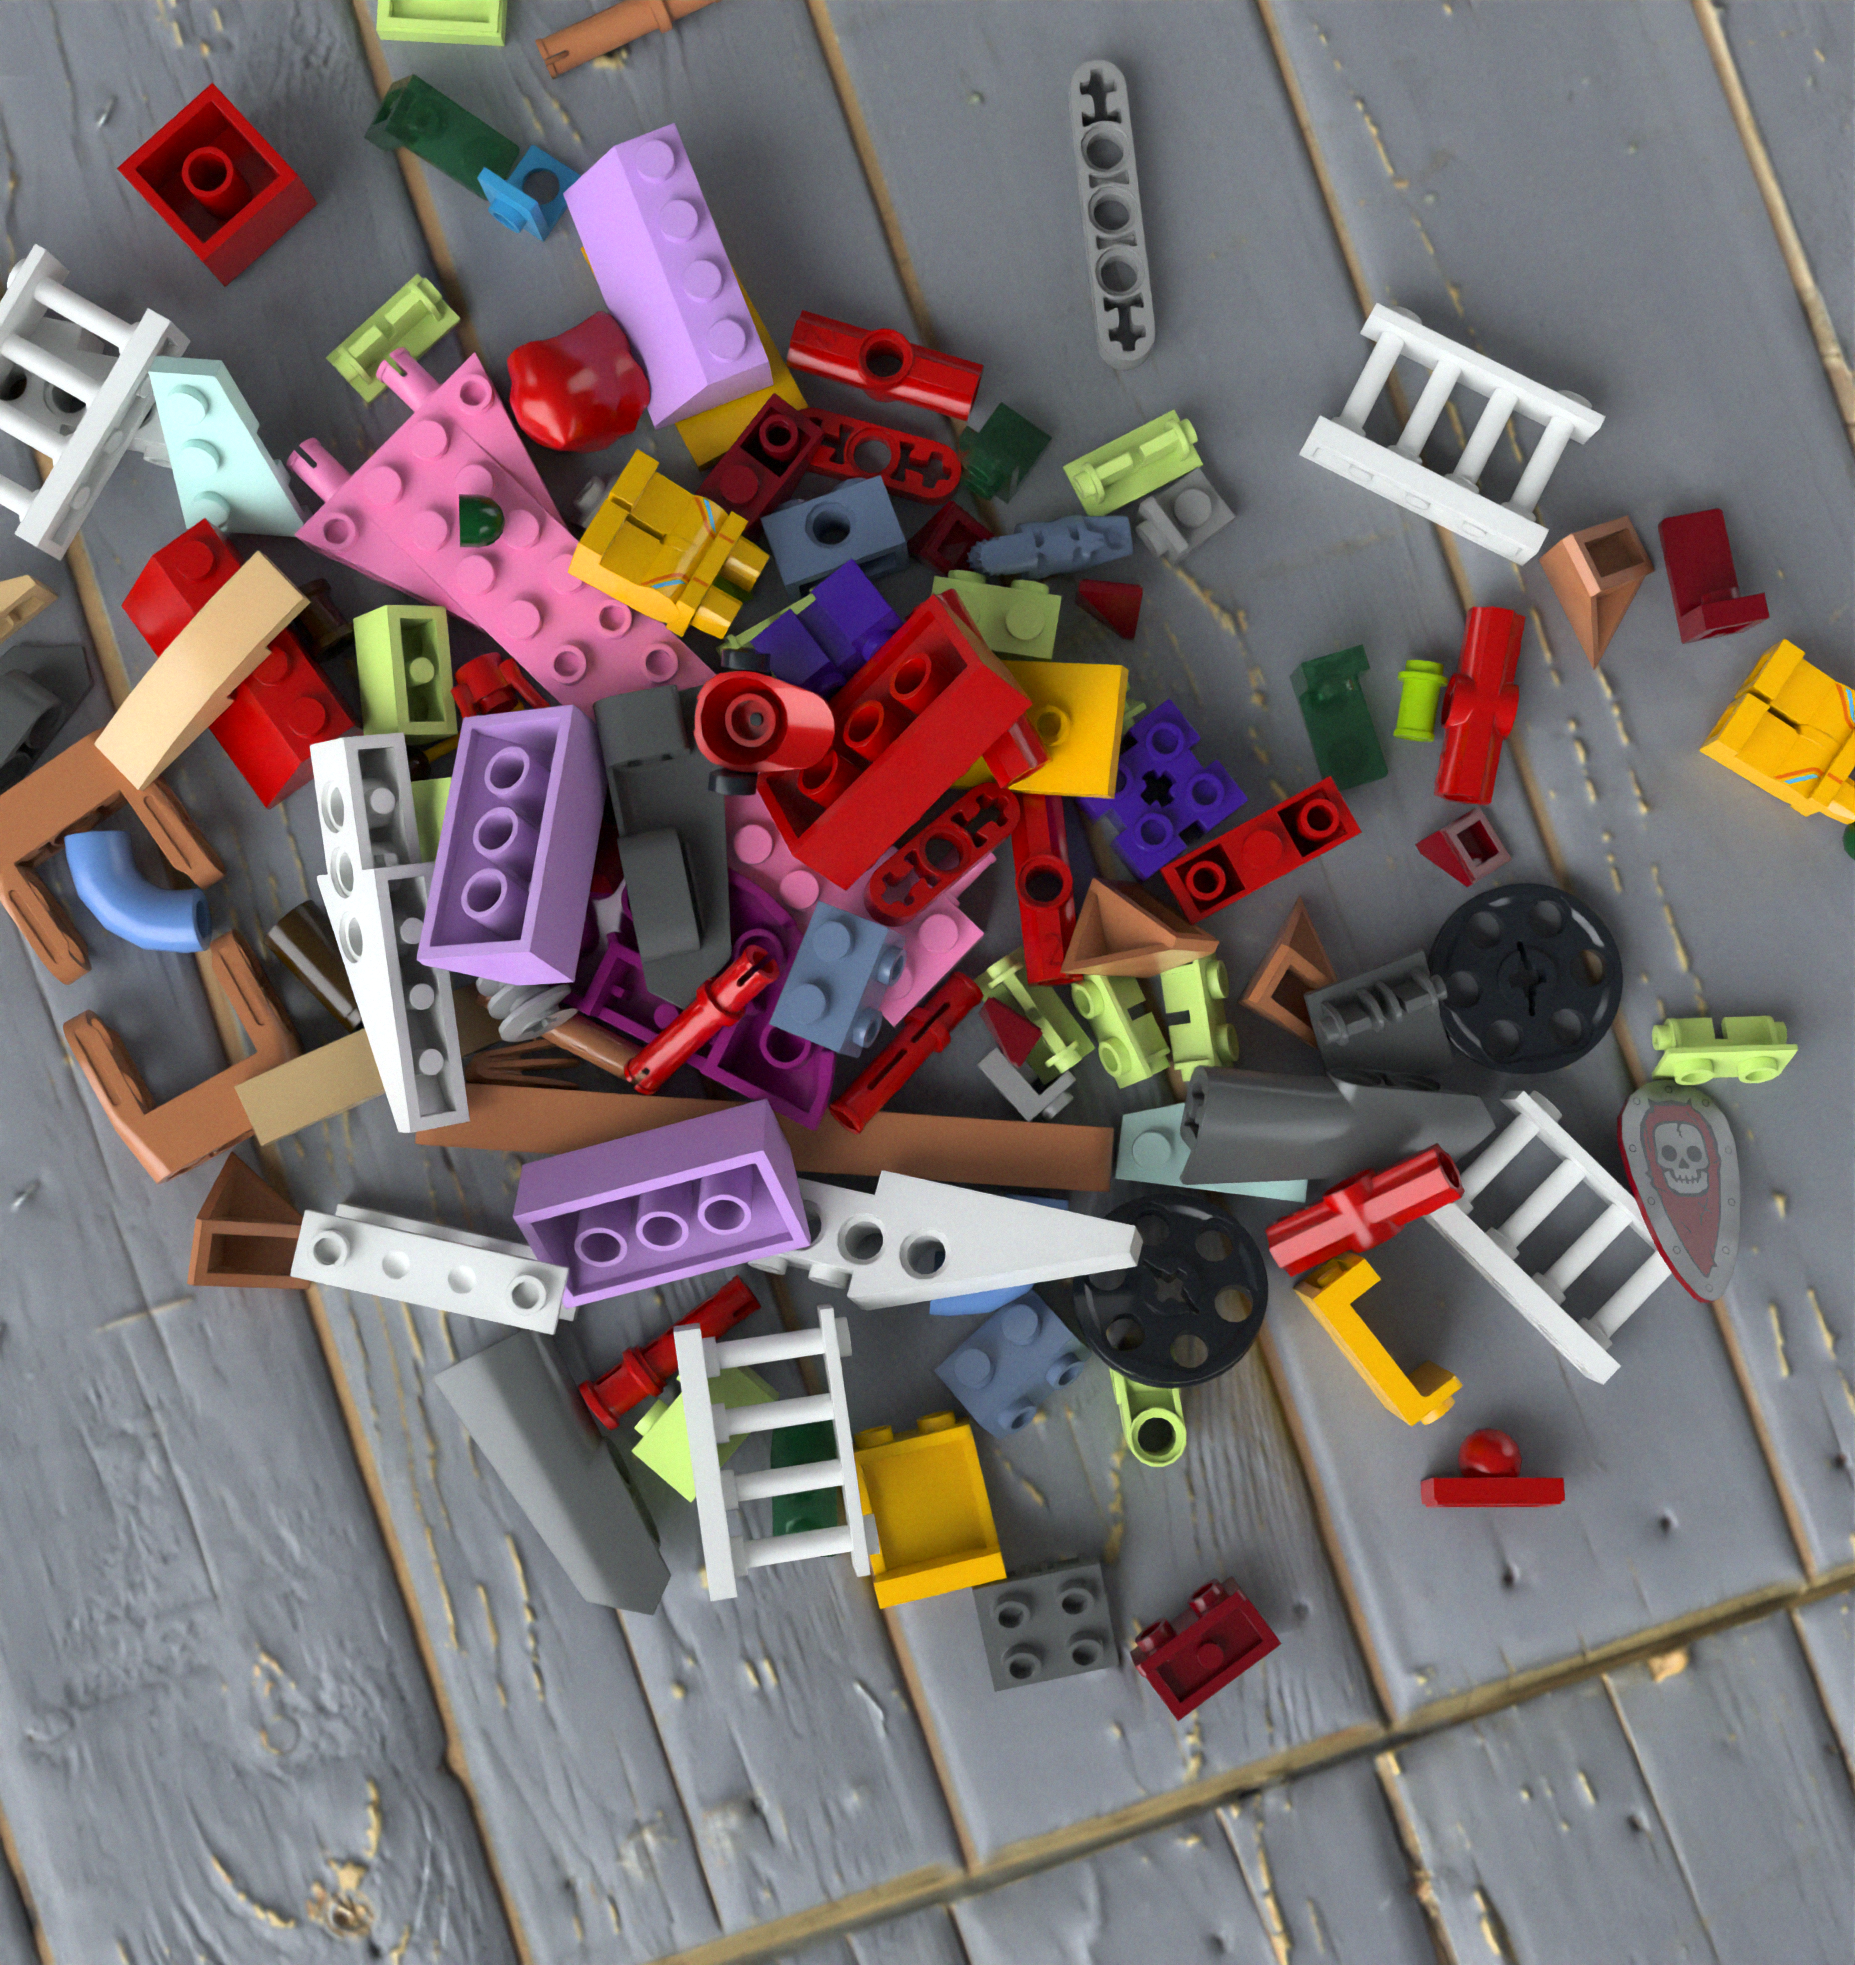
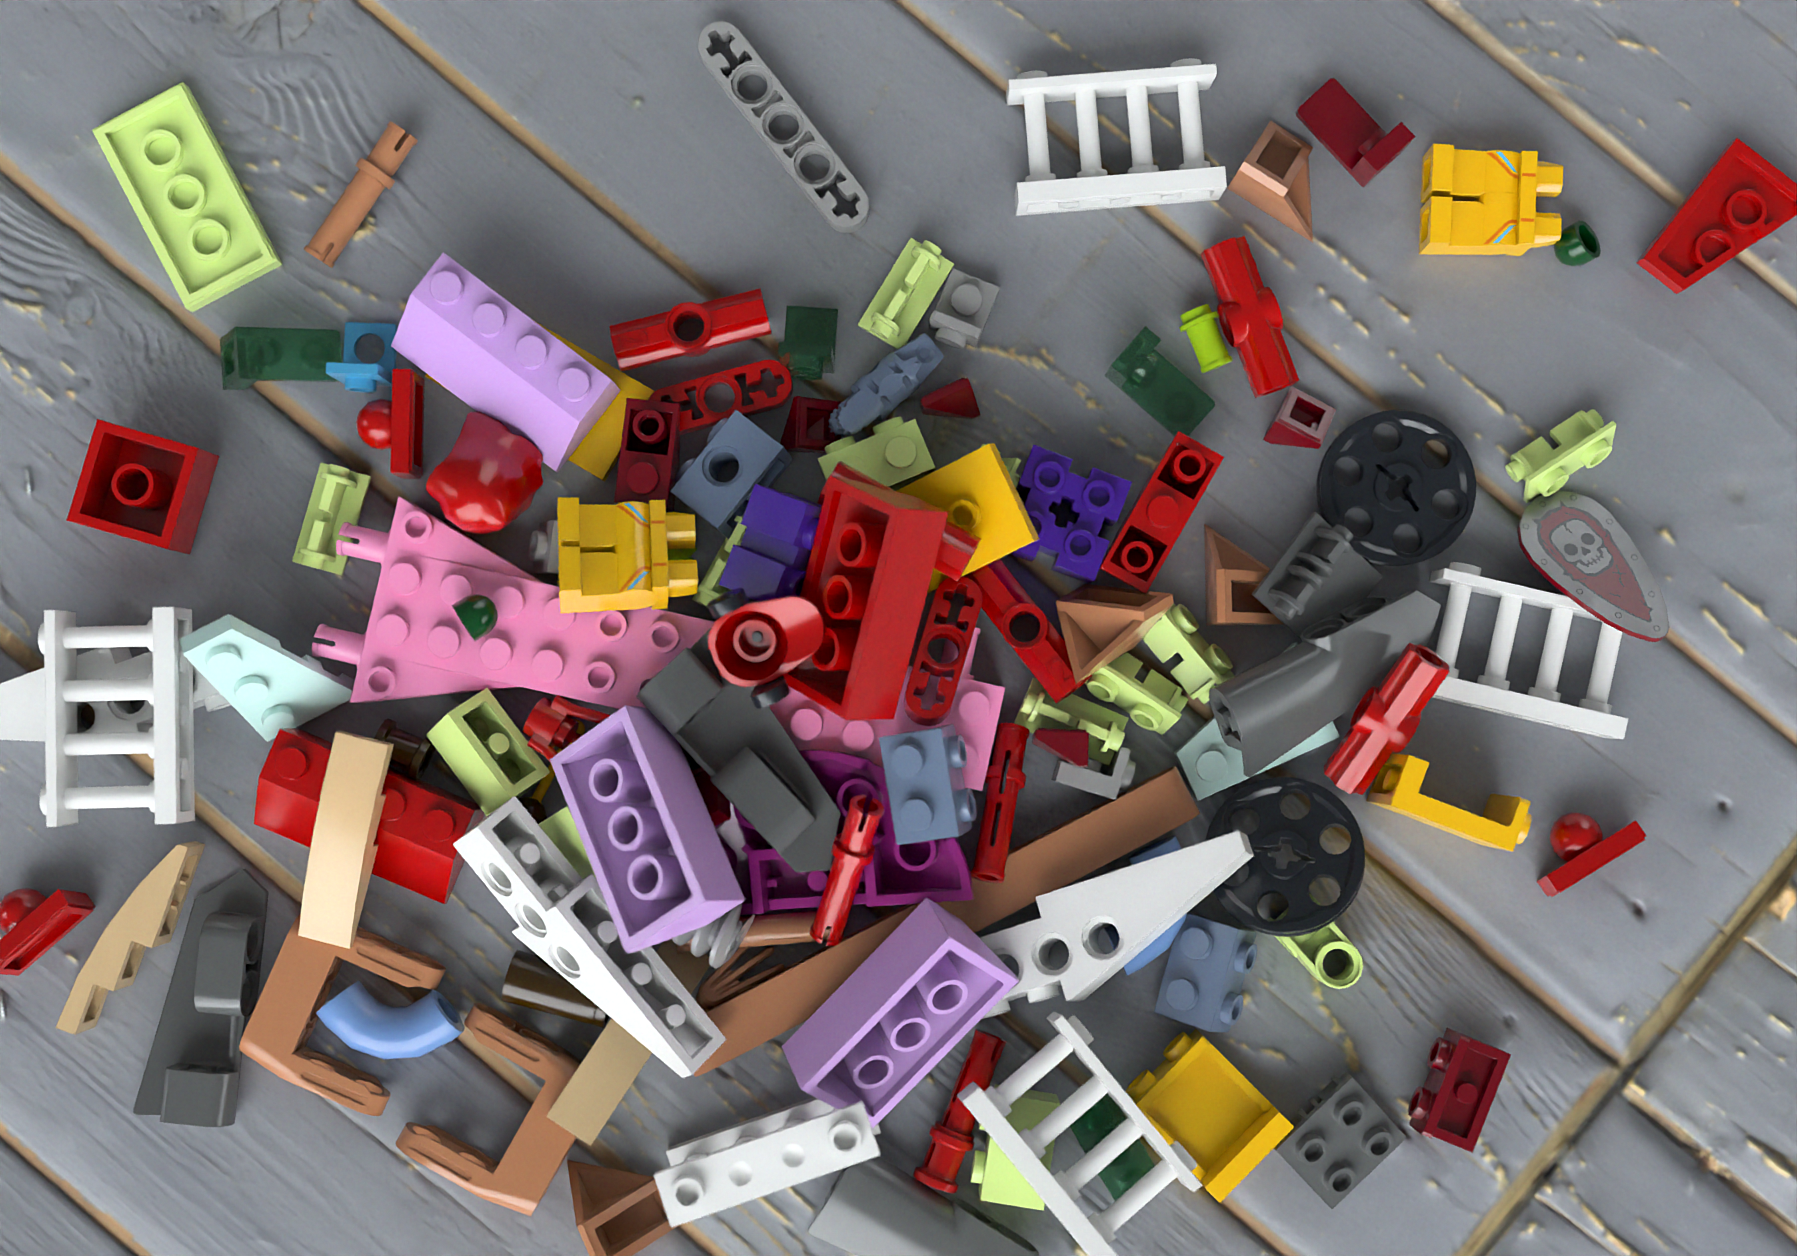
camera: 30 degrees left, 0 degrees up
(522, 280) = (397, 424): none -> red tile

